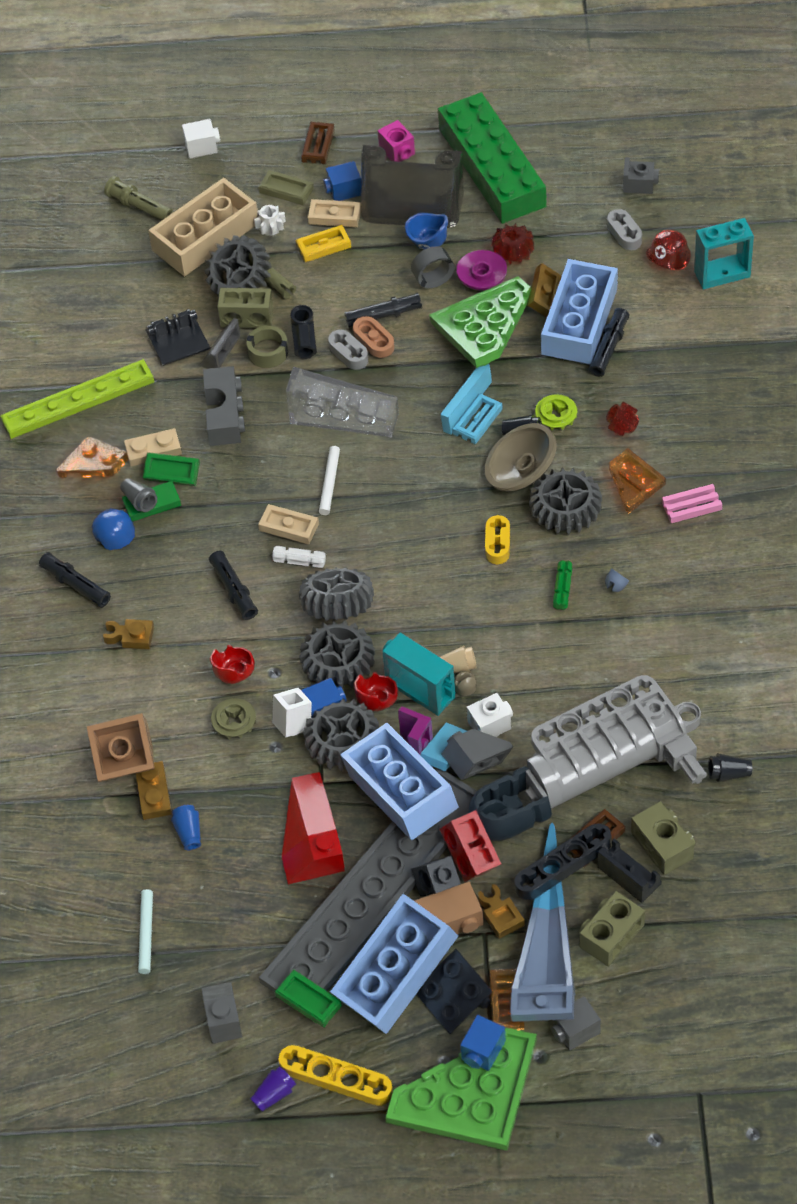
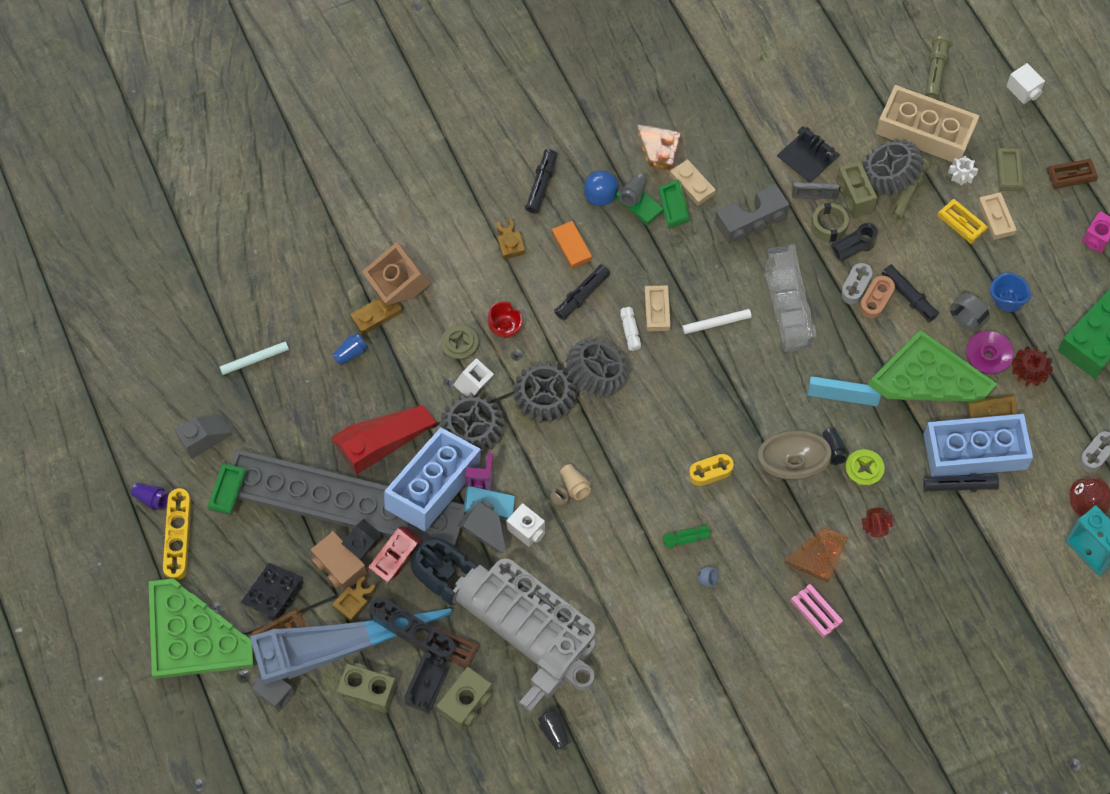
camera: 65 degrees right, 10 degrees up
(77, 398) = (717, 111): lime tile -> none
(168, 577) = (571, 244): none -> orange tile
(323, 694) = (498, 396): blue brick -> none
(343, 181) = (1034, 209): blue brick -> none
(376, 692) = (519, 432): red hair -> none
(394, 963) = (269, 536): light blue brick -> none
(402, 189) = (1037, 260): clear smoke windscreen -> none
(419, 673) = (543, 456): teal window -> none
(482, 1043) = (223, 626): blue brick -> none
(484, 425) = (815, 414): medium azure tile -> none
(549, 505) = (776, 524): dark grey gear -> none

